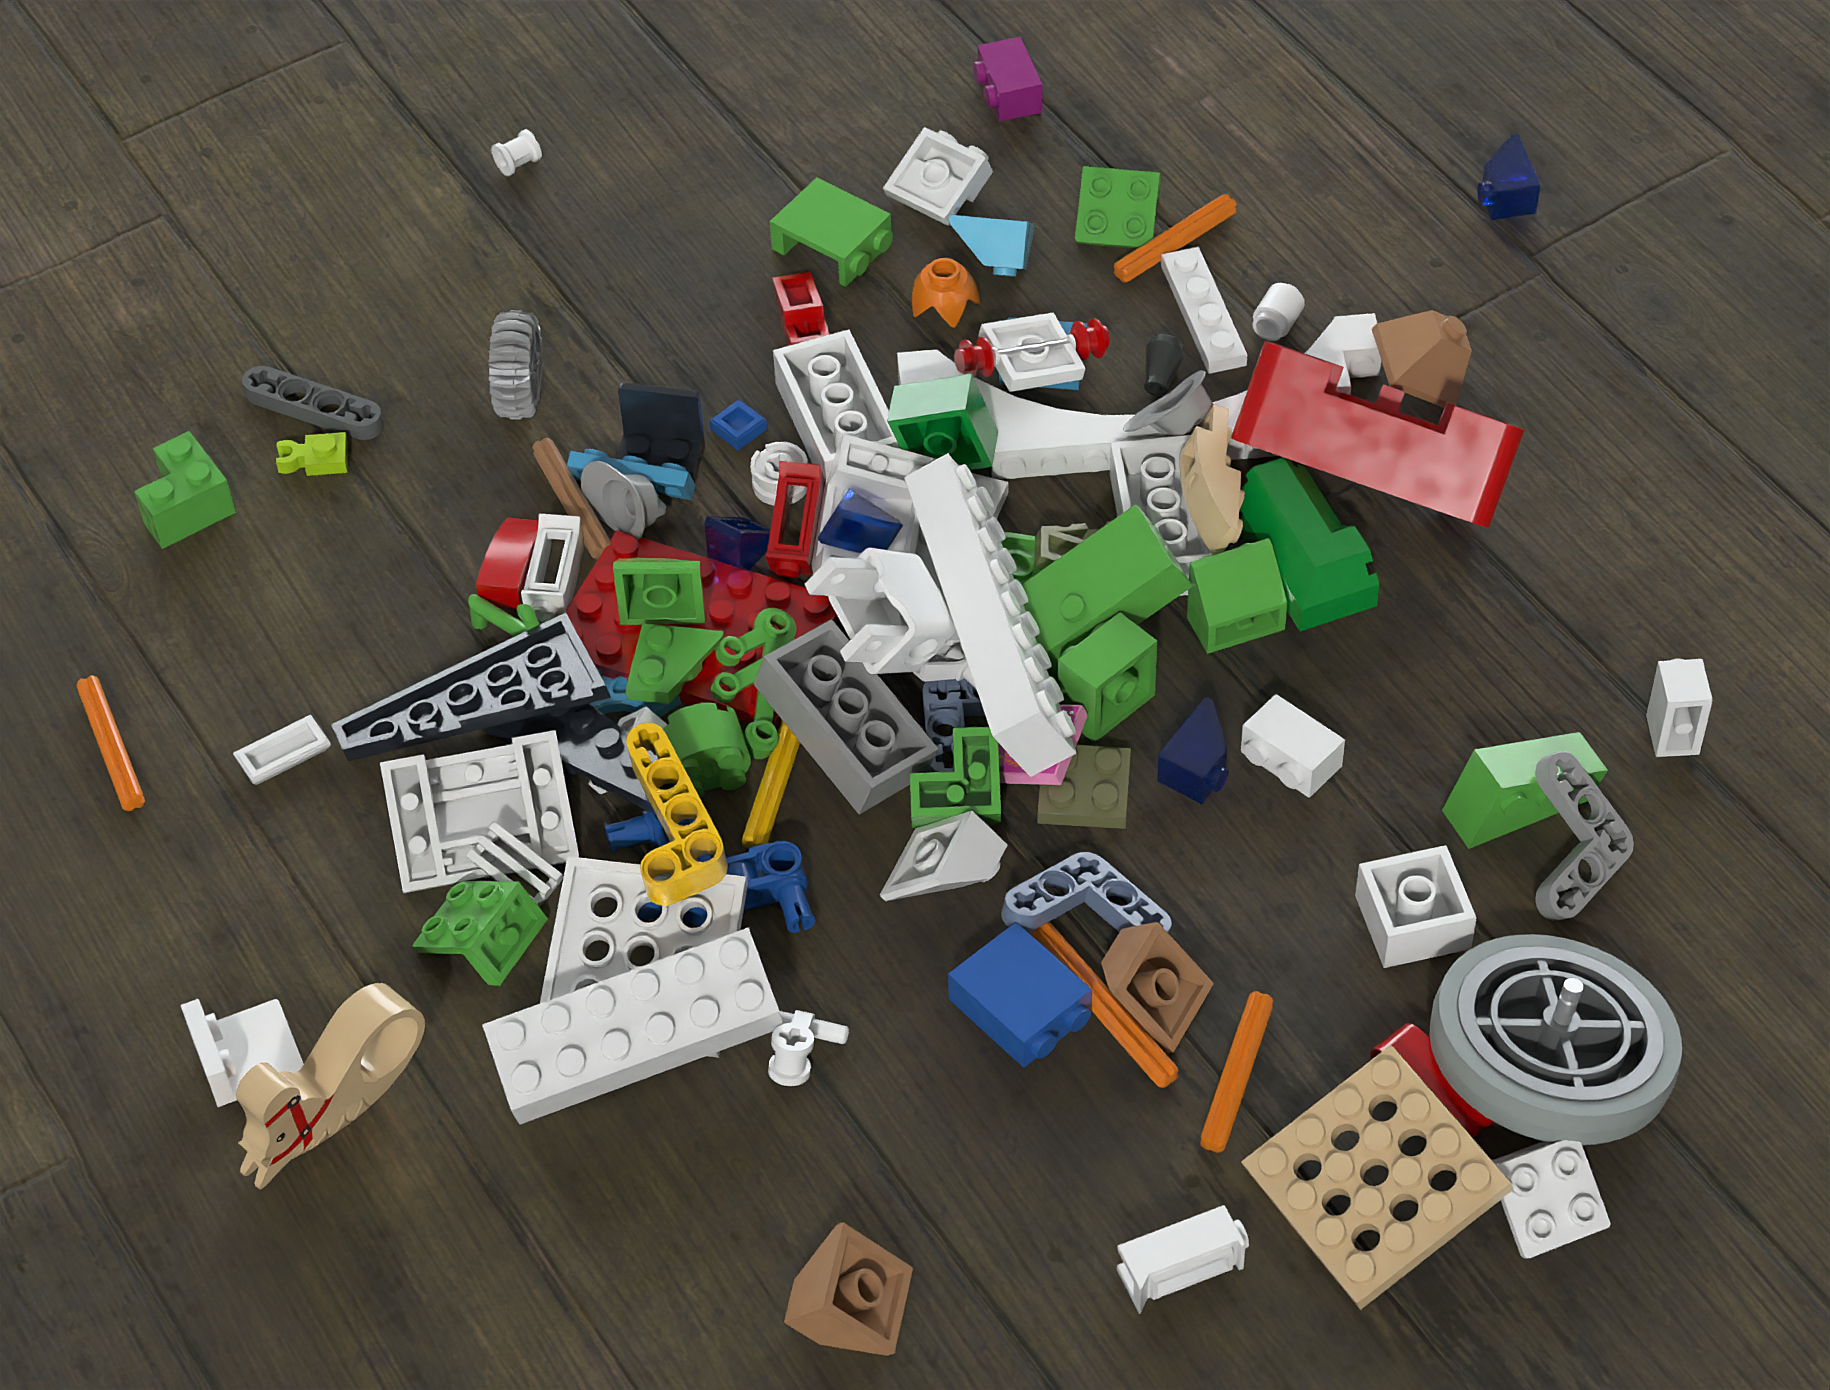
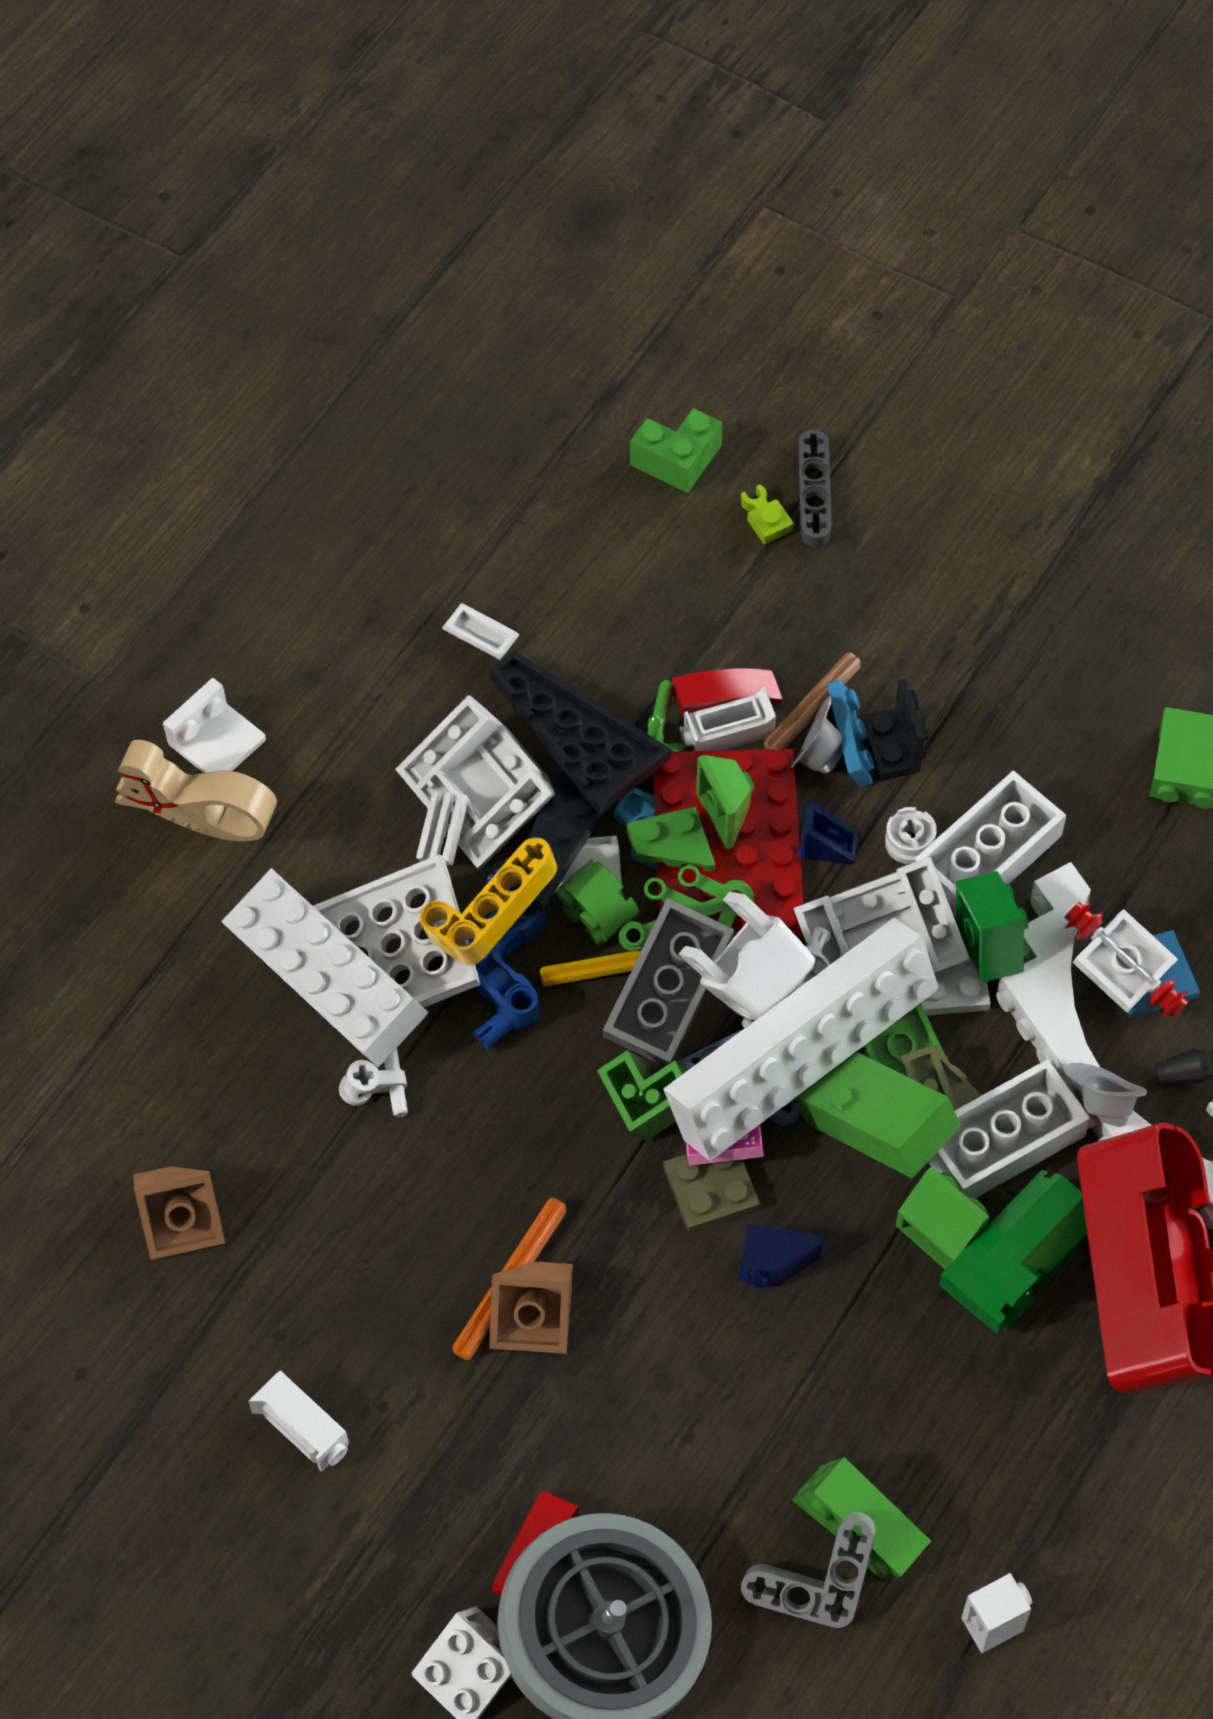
camera: 65 degrees right, 10 degrees up
(110, 743) = (435, 523): orange axle -> none
(486, 924) = (380, 833): bright green bracket -> none
(515, 364) = (908, 600): light grey gear -> none
(516, 152) = (1149, 495): white bush -> none
(738, 425) = (951, 784): blue tile -> none
(790, 559) = (876, 868): red window -> none
(799, 308) = (1088, 776): red slope -> none
(859, 525) = (860, 907): clear blue slope -> none
(946, 288) = (1166, 876): orange piece -> none
(946, 857) = (579, 1115): white slope -> none
(1020, 995) = (483, 1217): blue brick -> none
(1093, 887) = (607, 1232): sand blue beam -> none
(1109, 674) = (807, 1154): bright green brick -> none
(1210, 484) = (1024, 1152): tan slope -> none
(1236, 1072) = (489, 1400): orange axle -> none
(1292, 746) = (817, 1323): white brick -> none
(1371, 1208) = (426, 1557): tan piece -> none
(1415, 906) = (692, 1472): white brick -> none

